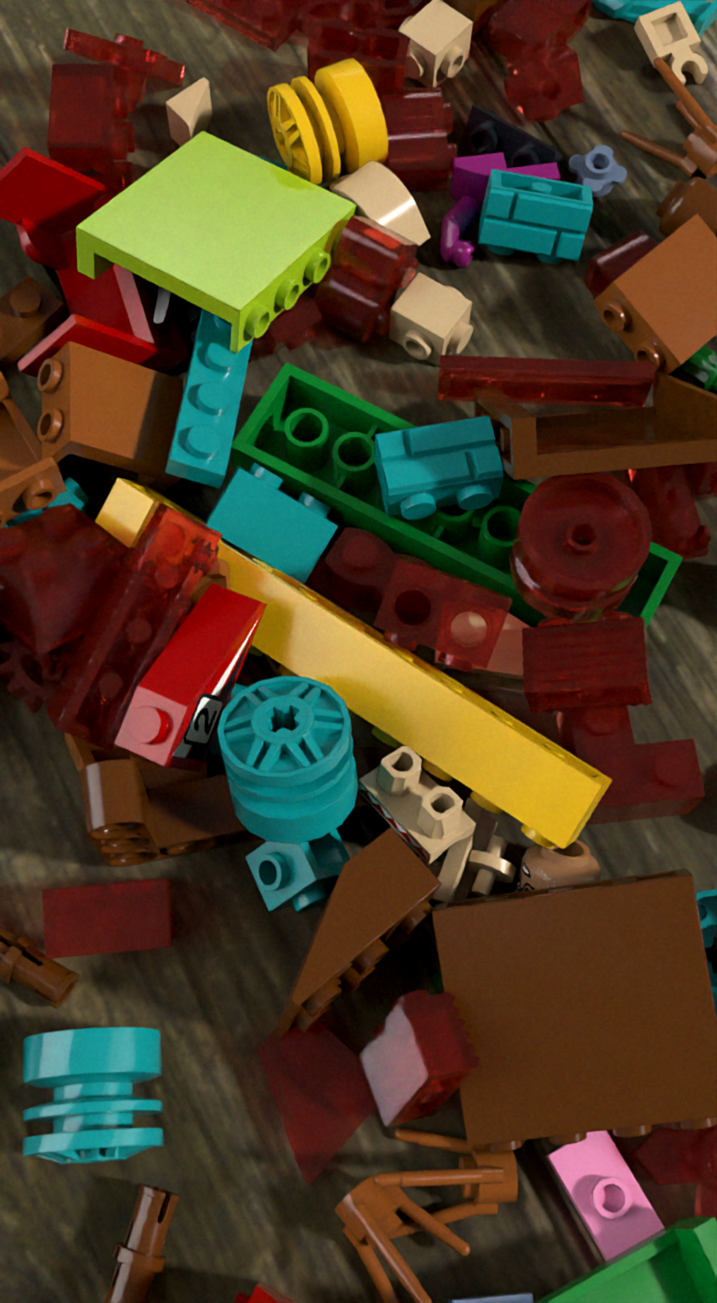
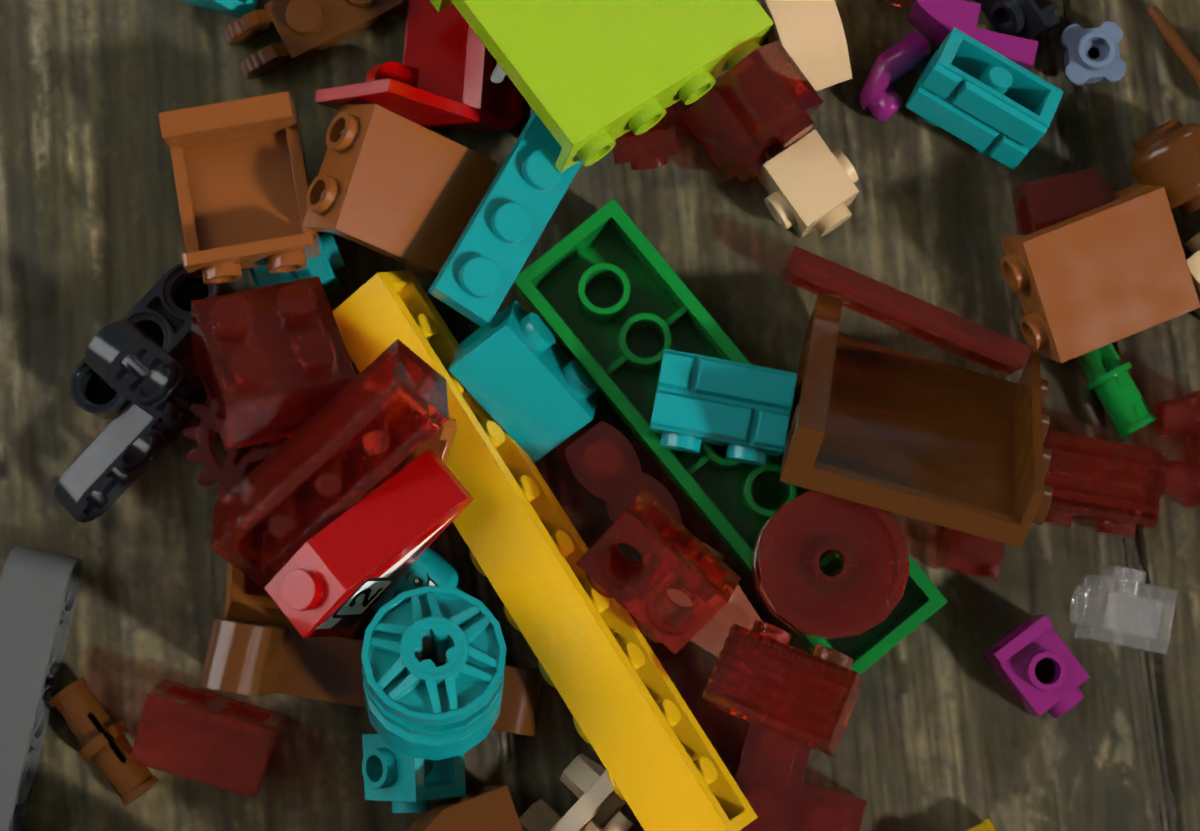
camera: 20 degrees right, 15 degrees up
(415, 805) = (550, 758): tan hips -> none

